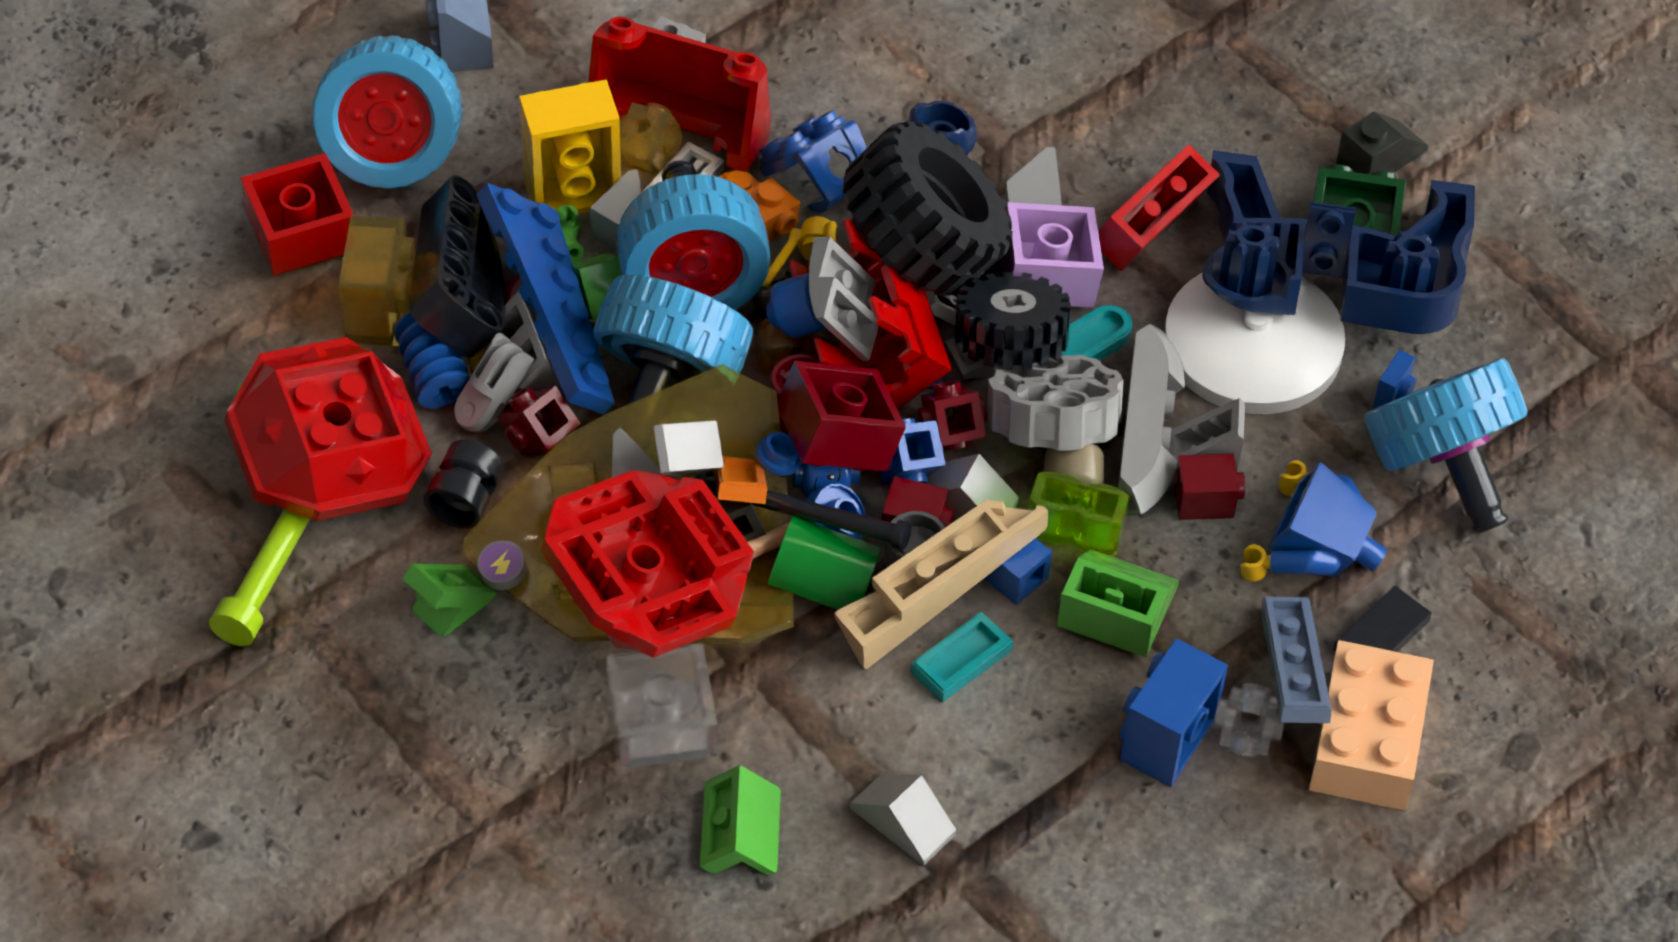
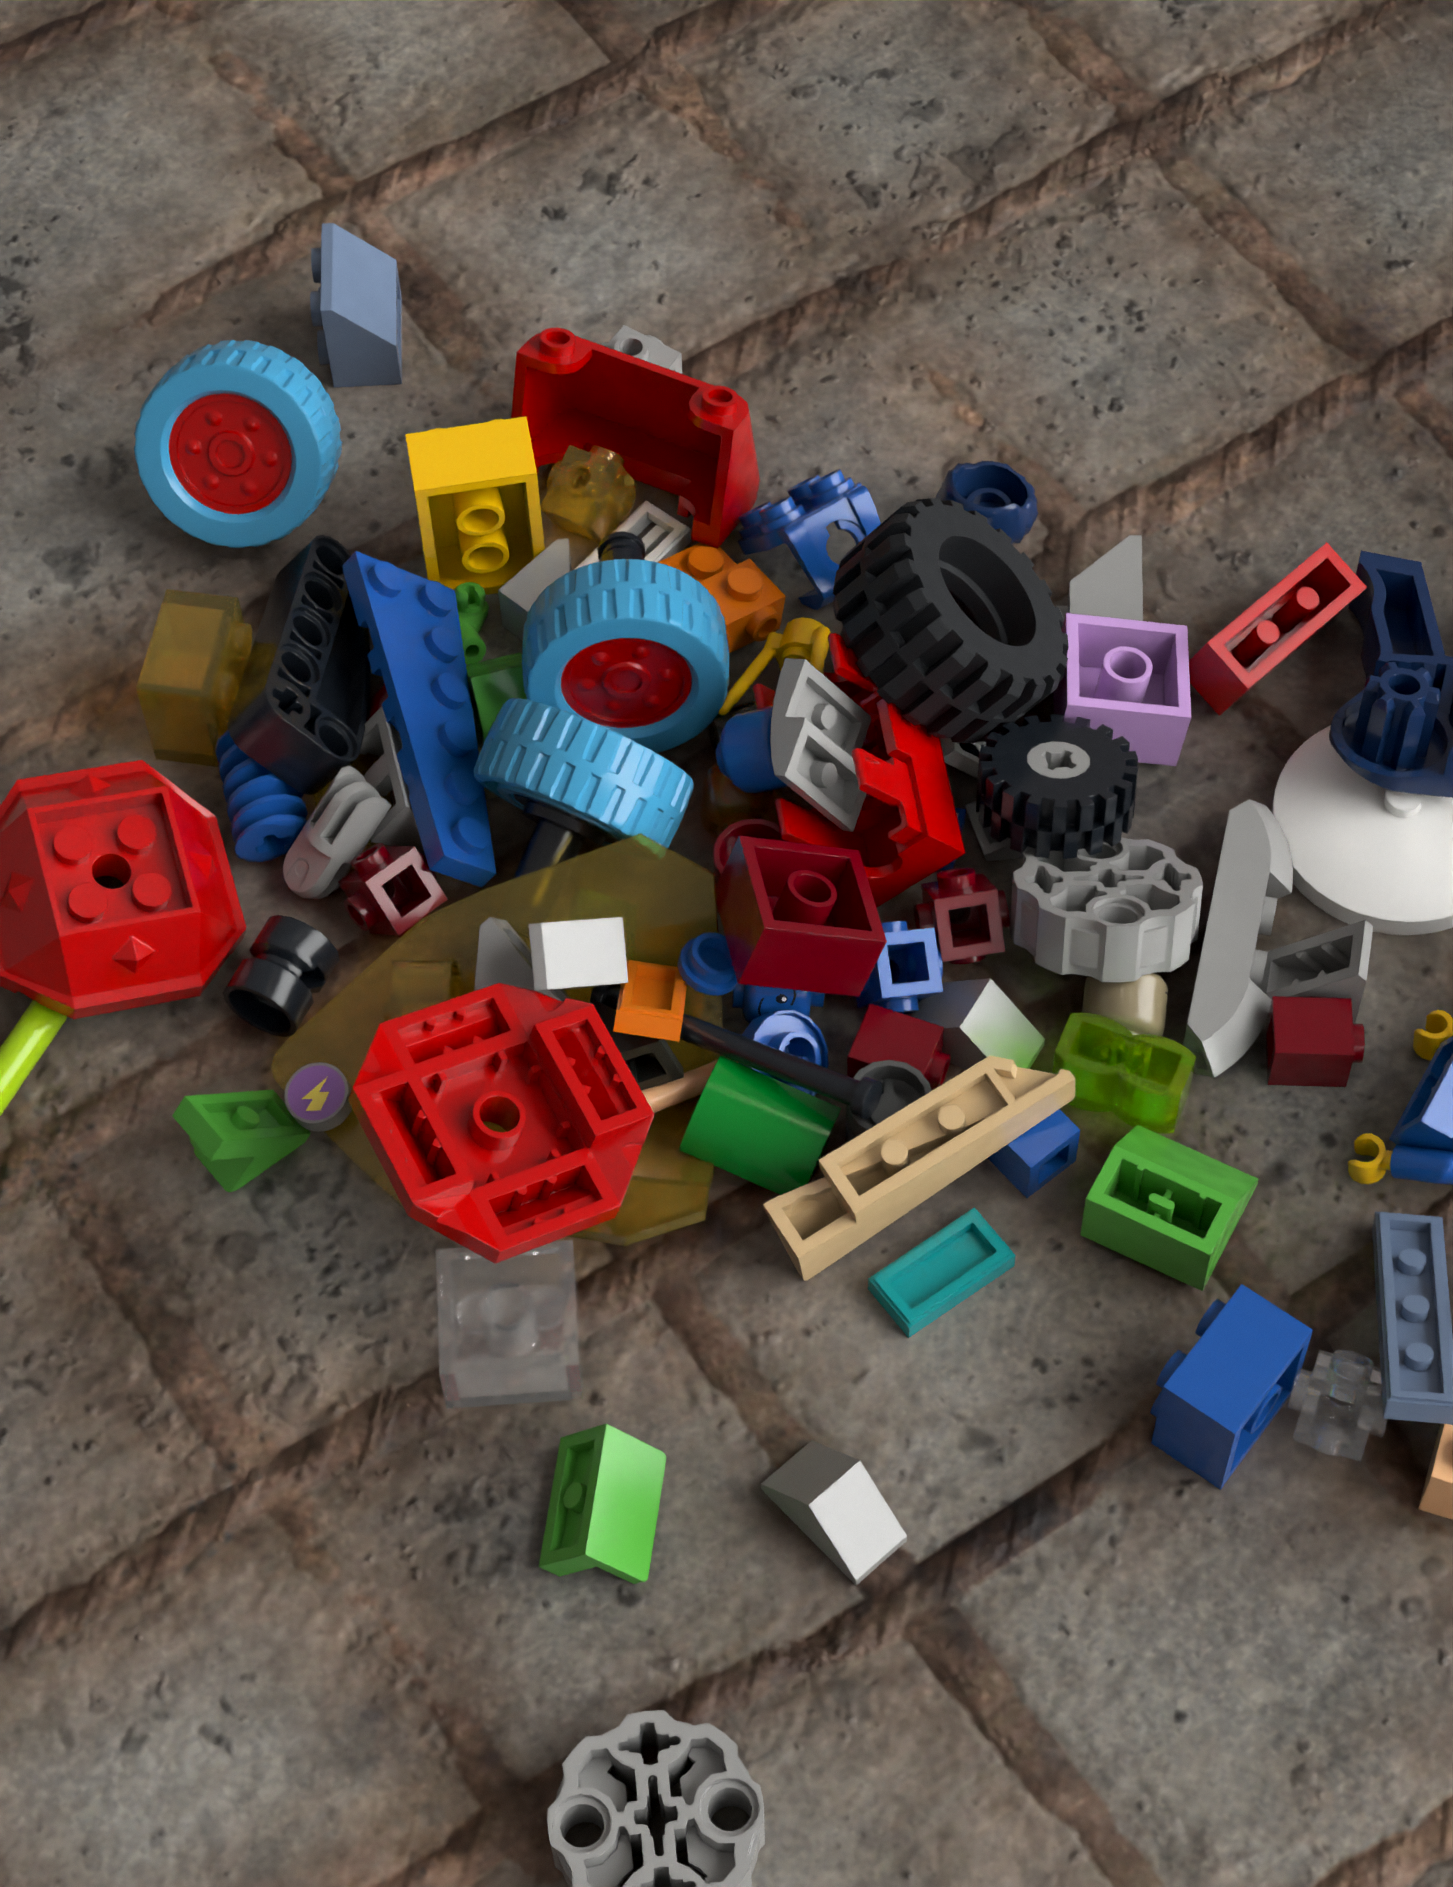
camera: 10 degrees right, 5 degrees up
(297, 213) = (106, 575): red brick -> none
(1099, 332) = (1178, 805): teal tile -> none

